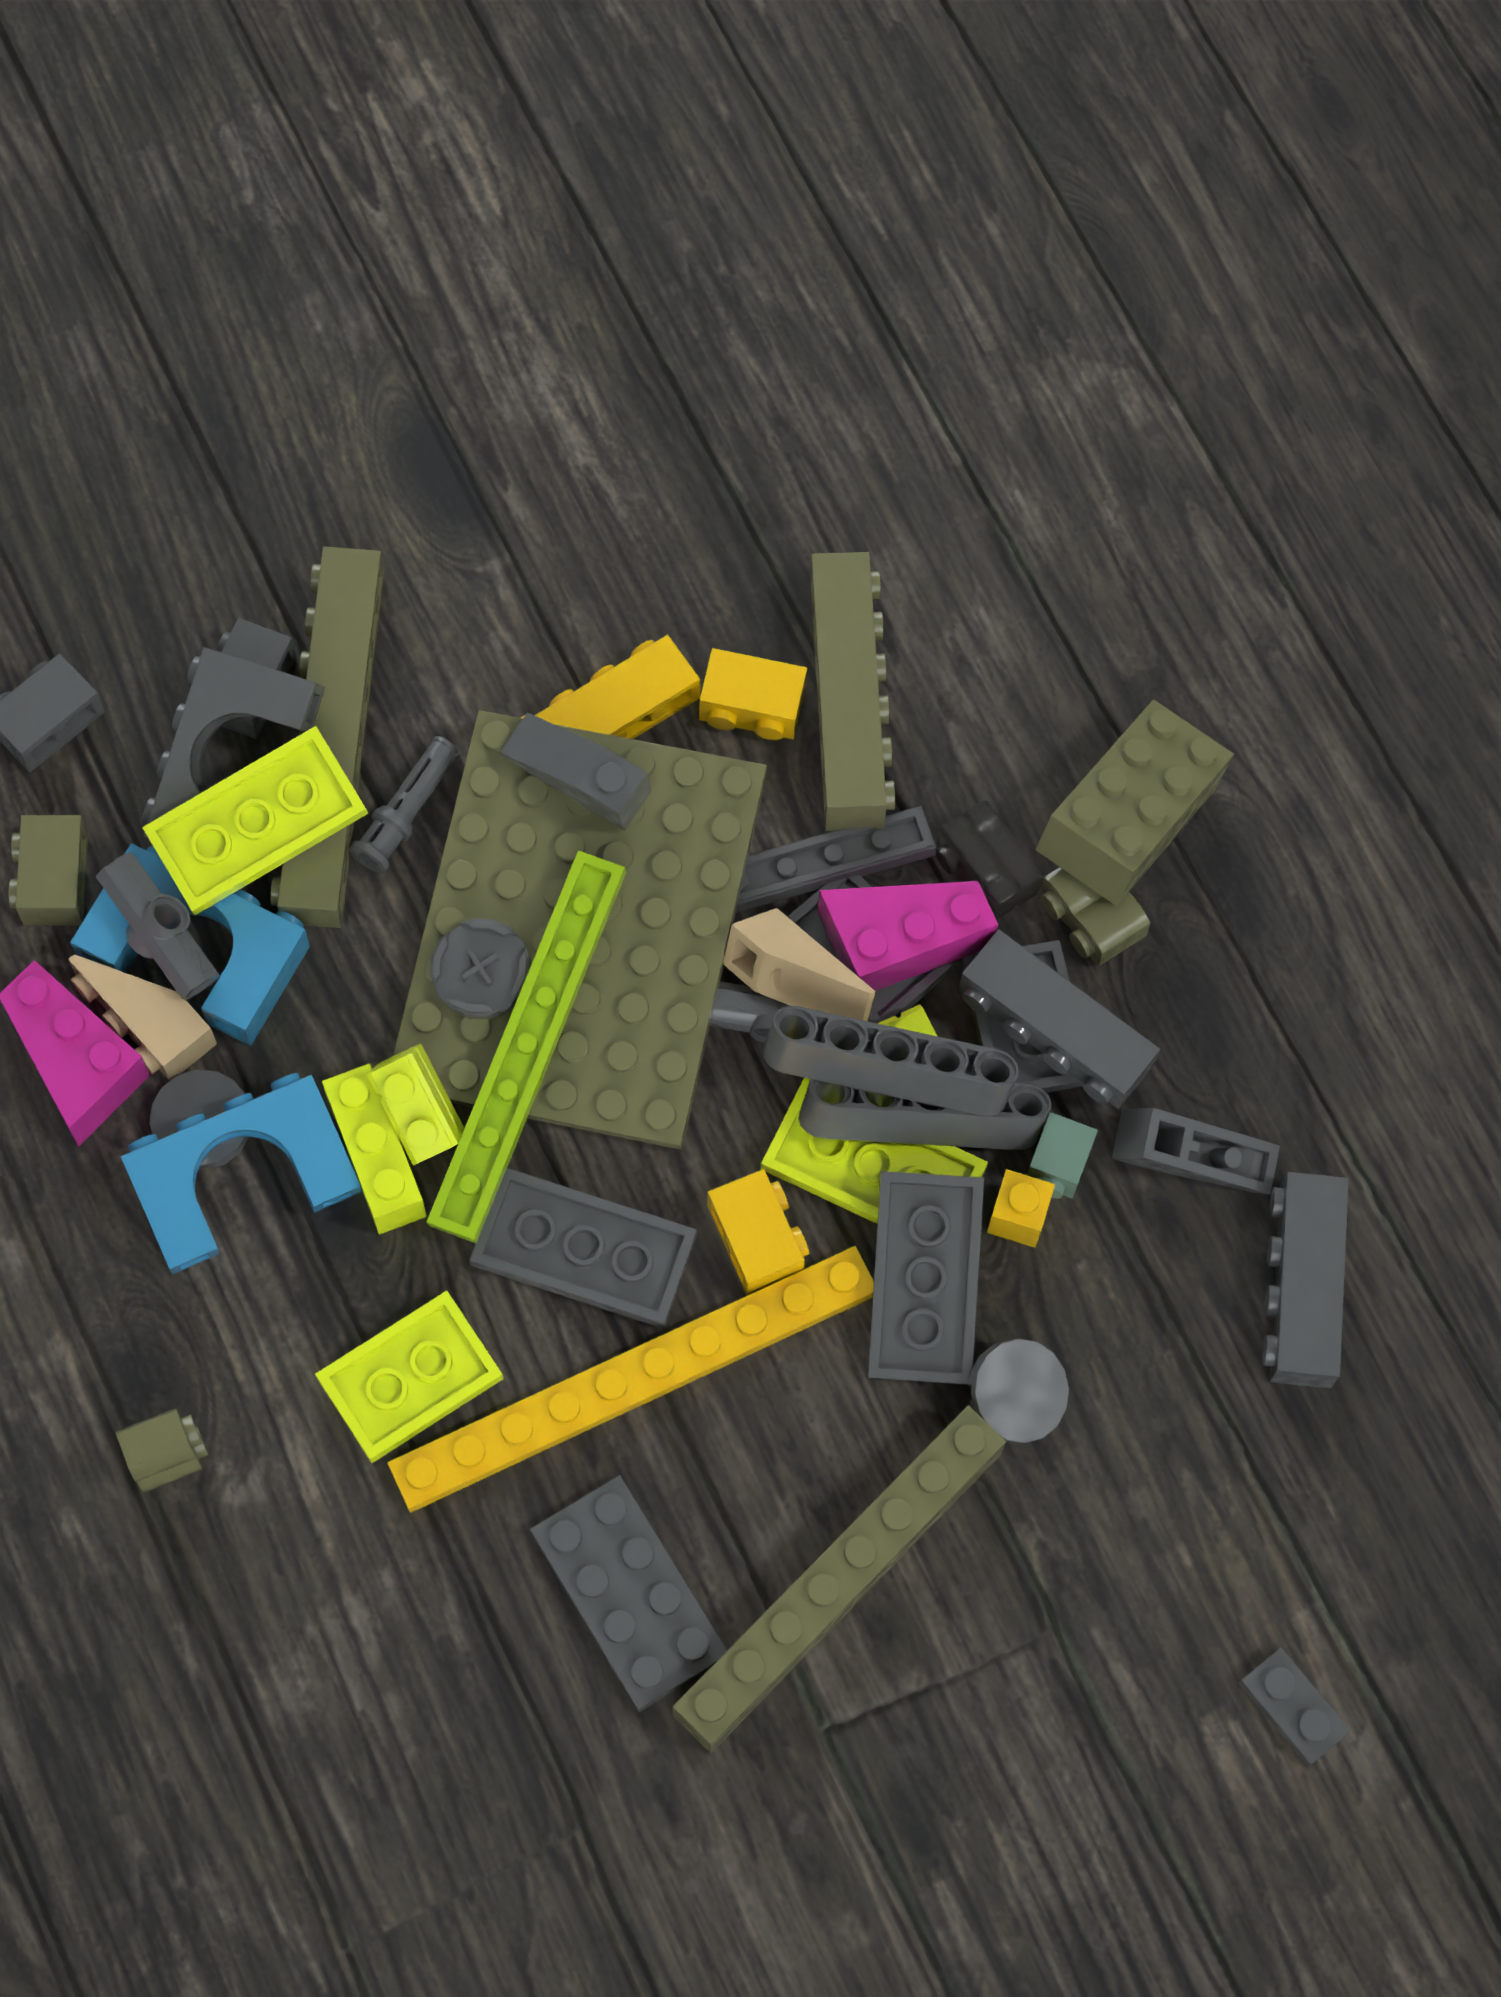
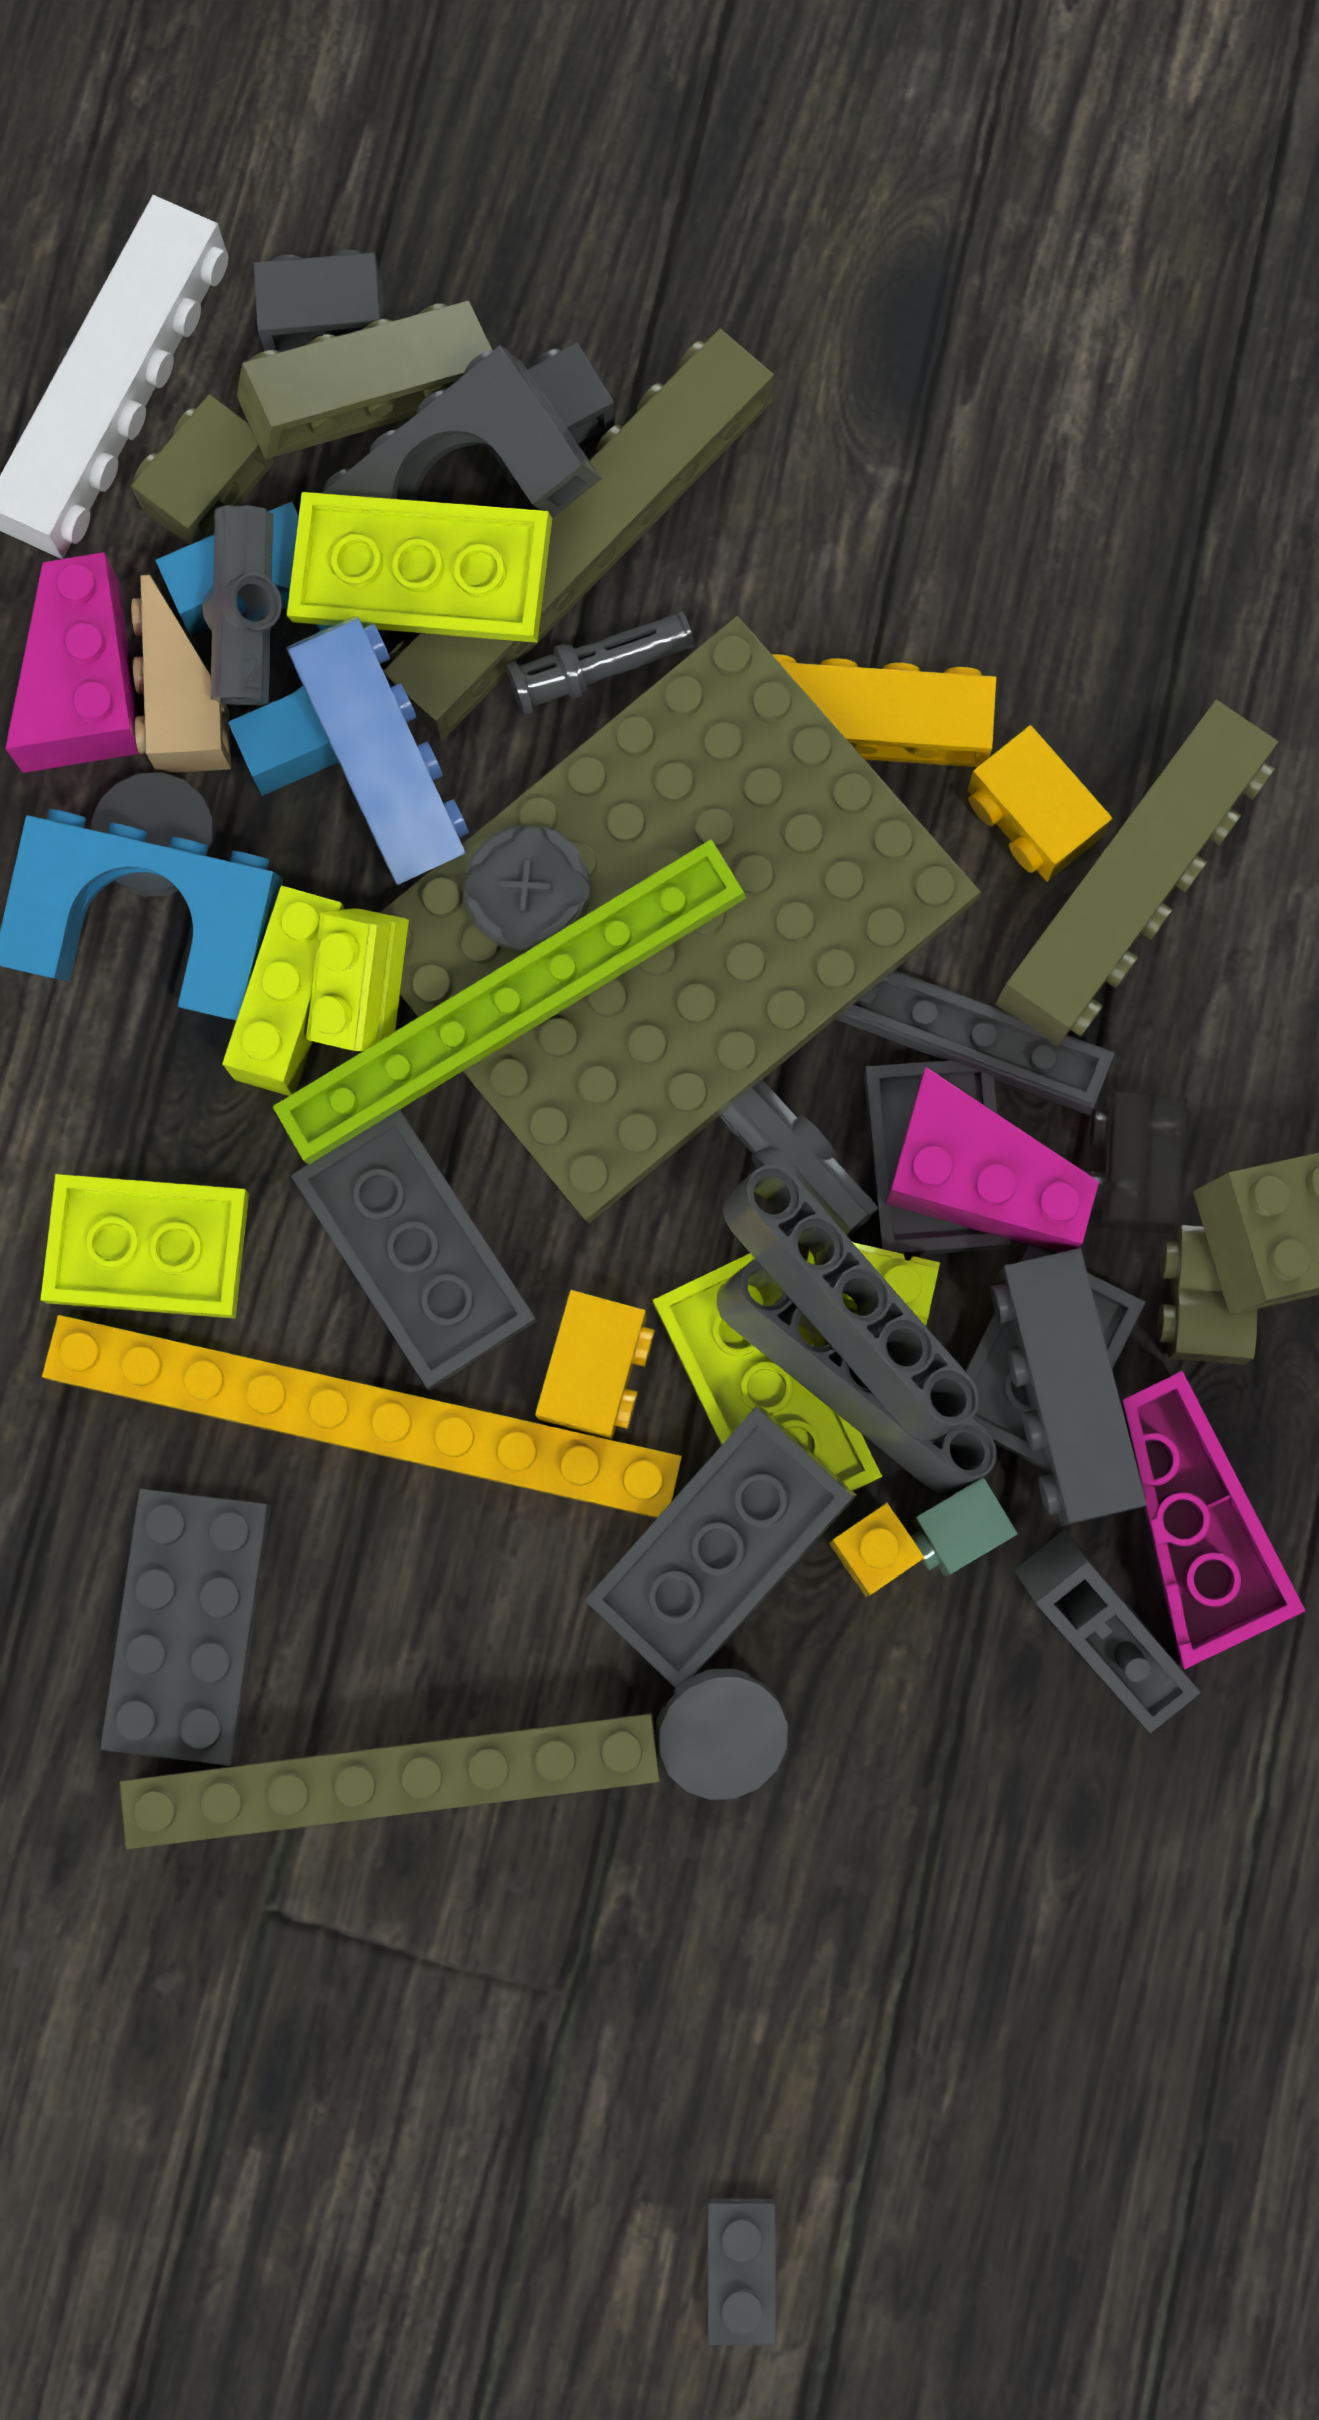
camera: 45 degrees right, 10 degrees up
(115, 735) = (356, 378): none -> olive brick
(316, 952) = (376, 749): none -> medium blue brick
(579, 769) = (780, 753): dark grey slope -> none
(793, 968) = (836, 1122): tan slope -> none
(1204, 1045) = (1205, 1536): none -> dark pink wedge
(1307, 1280) = (1113, 1855): dark grey brick -> none

